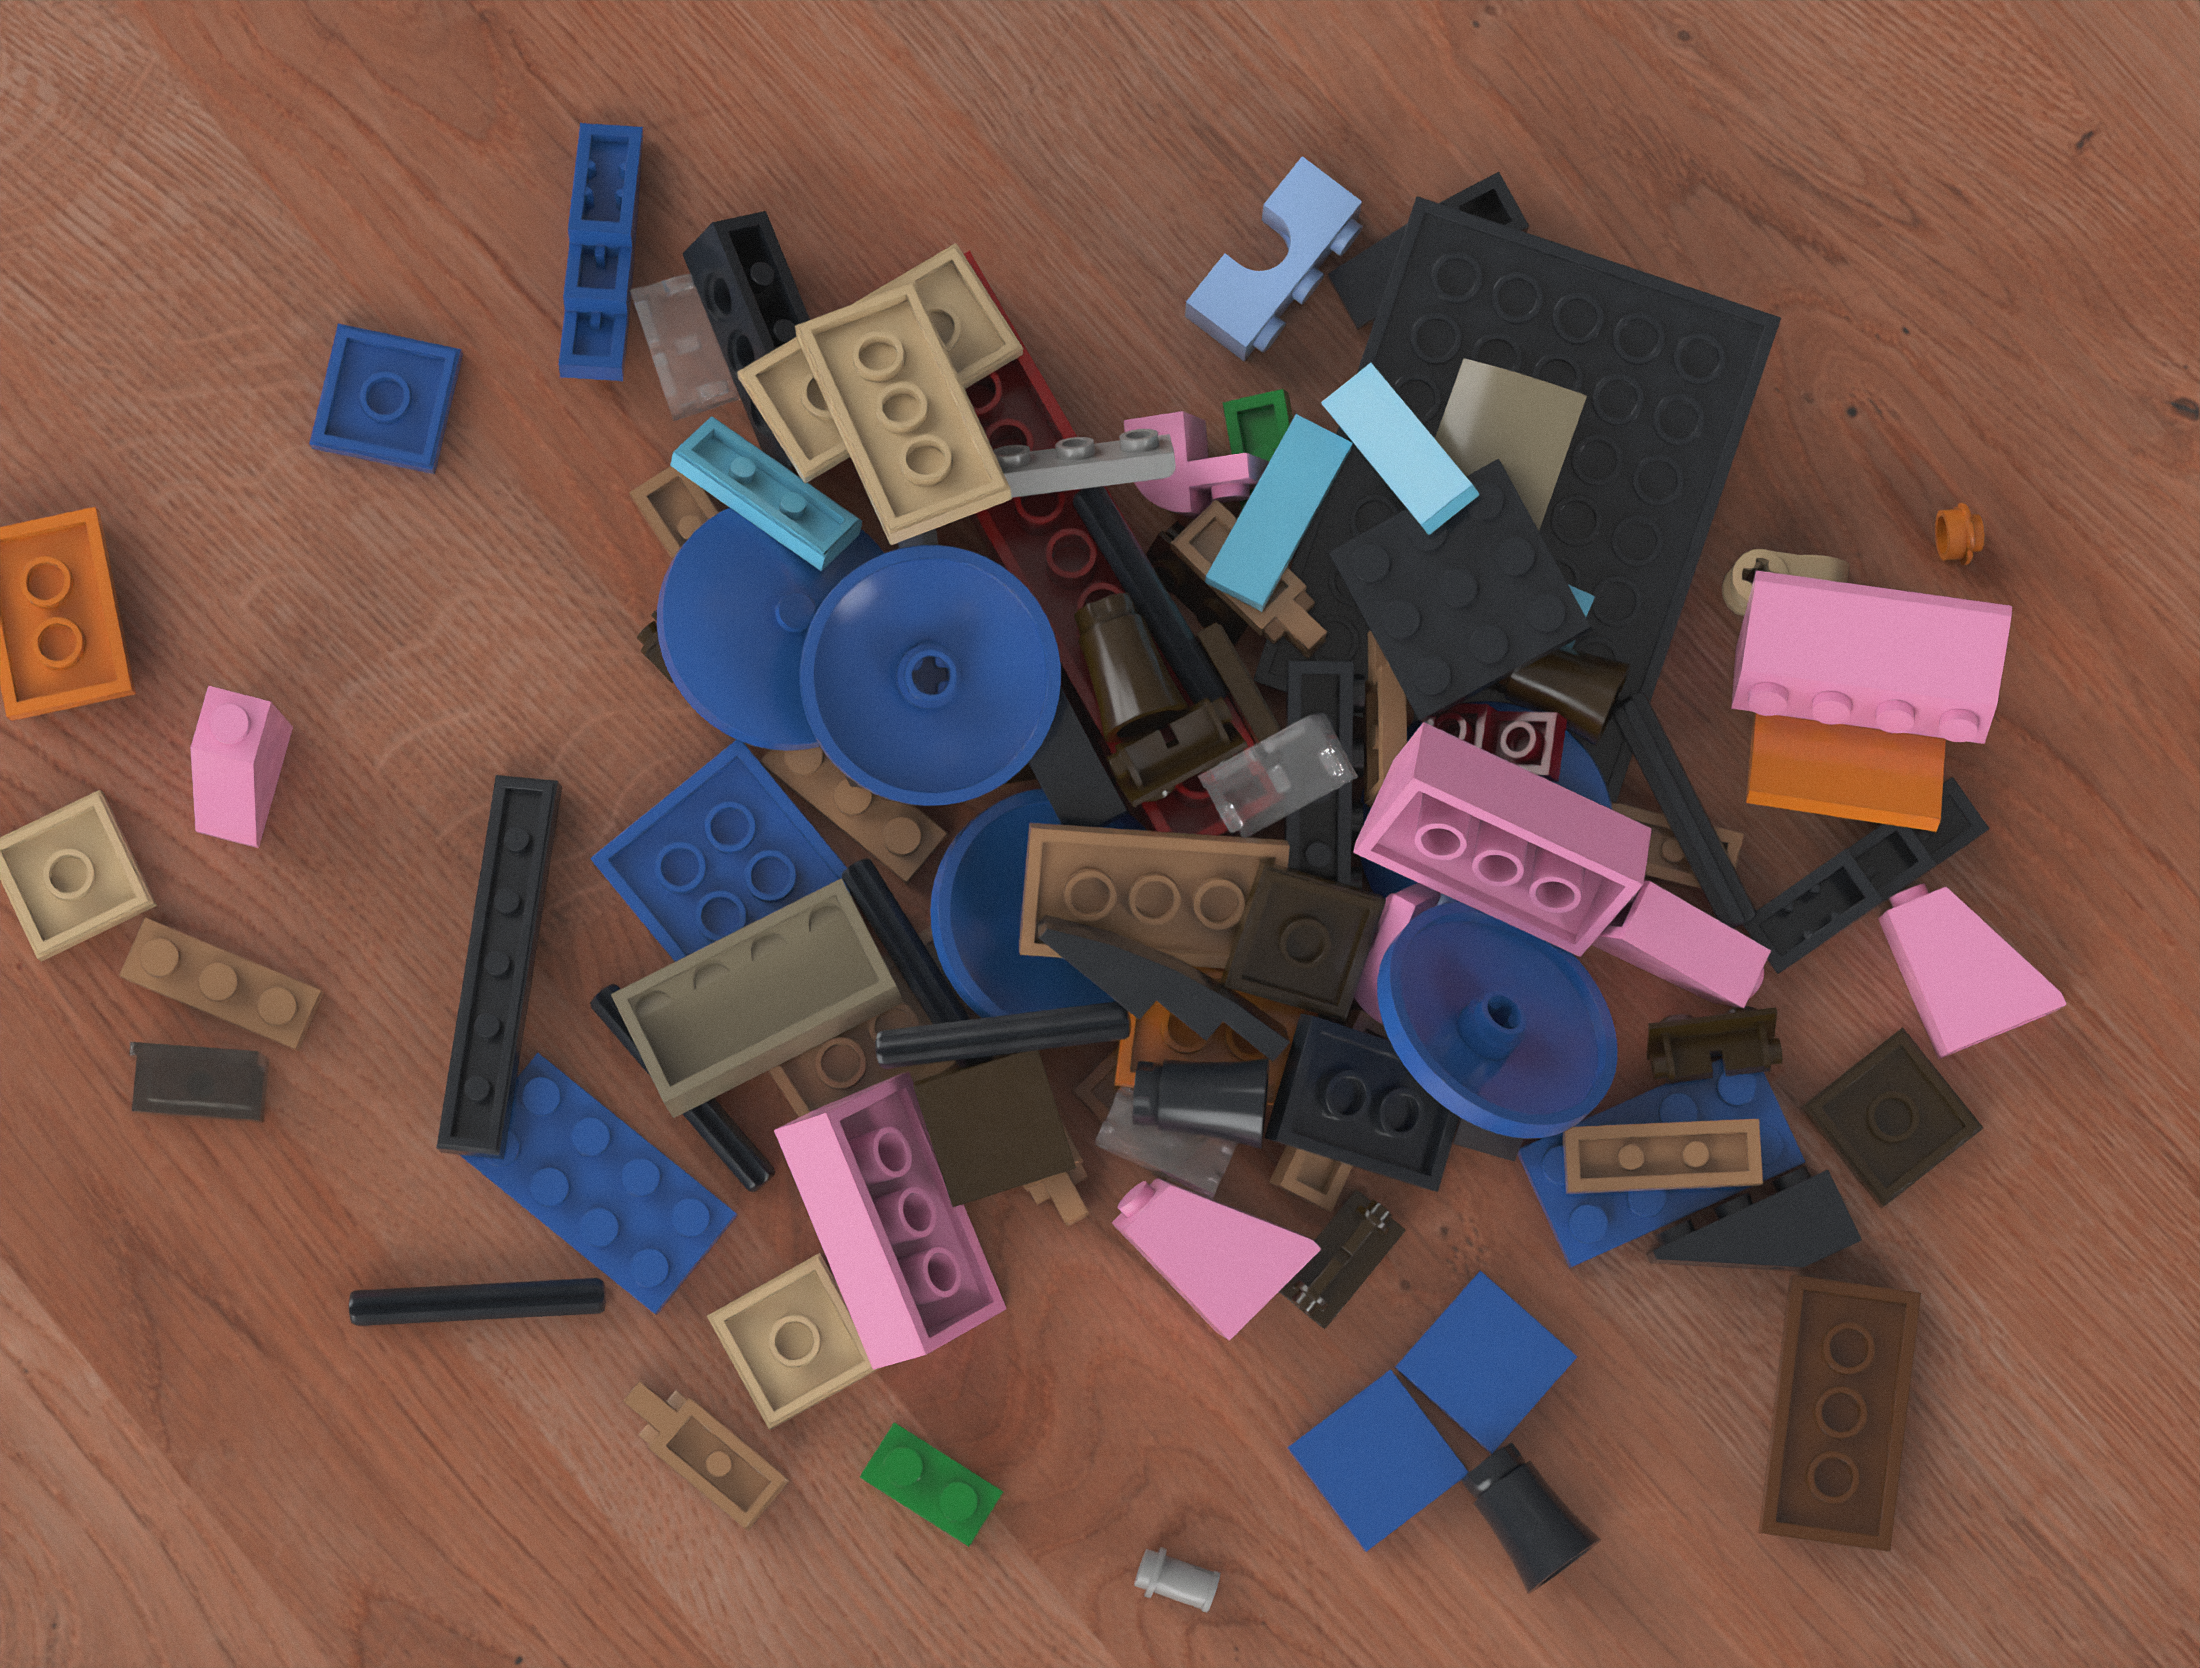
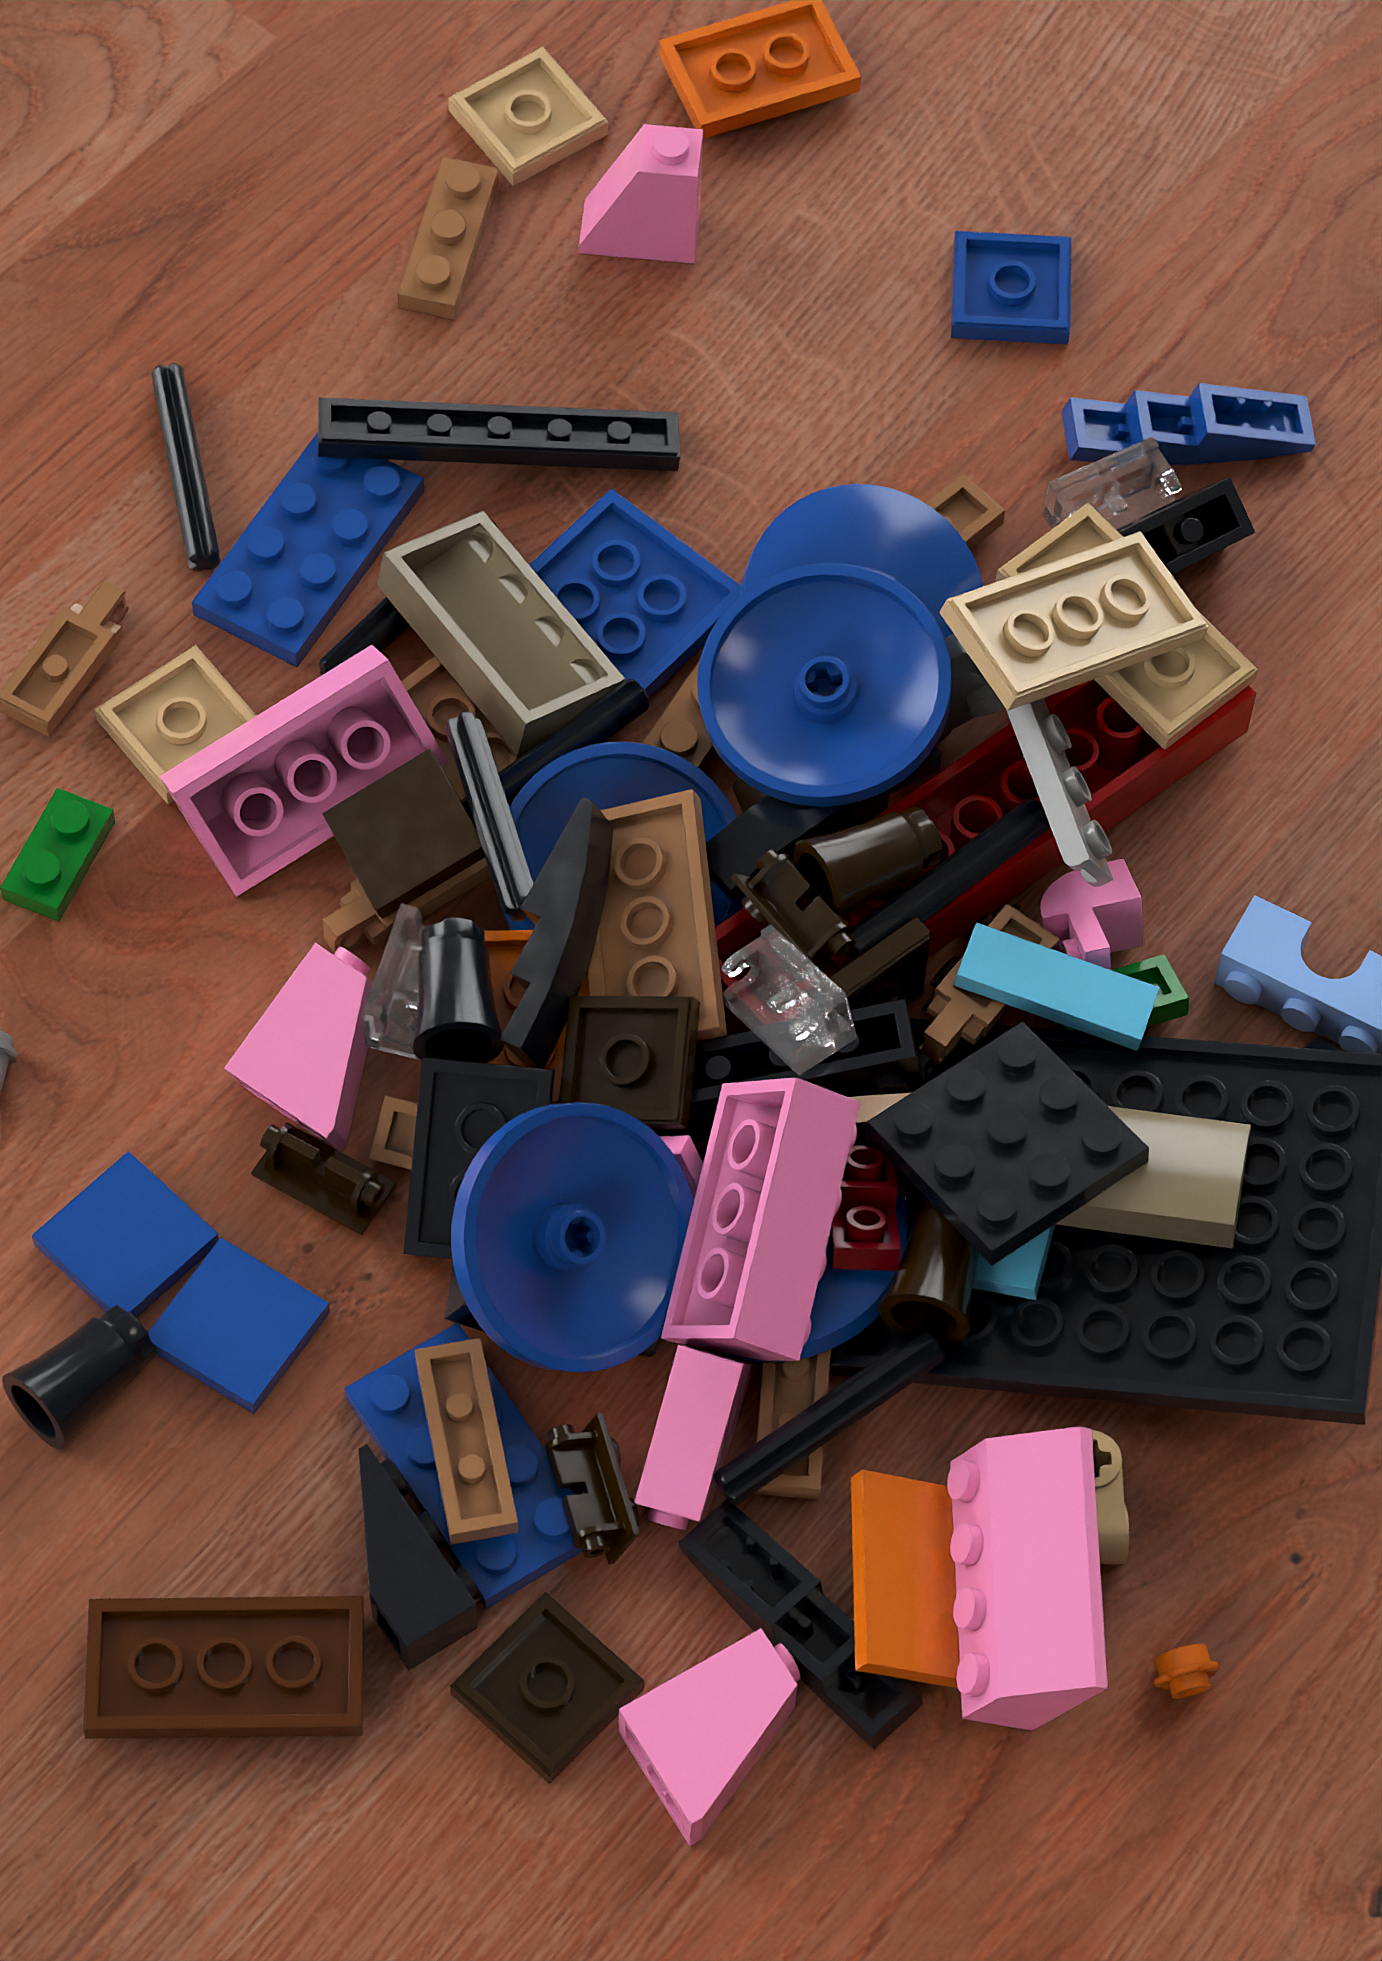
camera: 80 degrees right, 20 degrees down
(199, 1082) = (356, 231): clear smoke panel -> none
(766, 493) = (995, 536): medium azure tile -> none
(1400, 448) = (1139, 1064): medium azure tile -> none

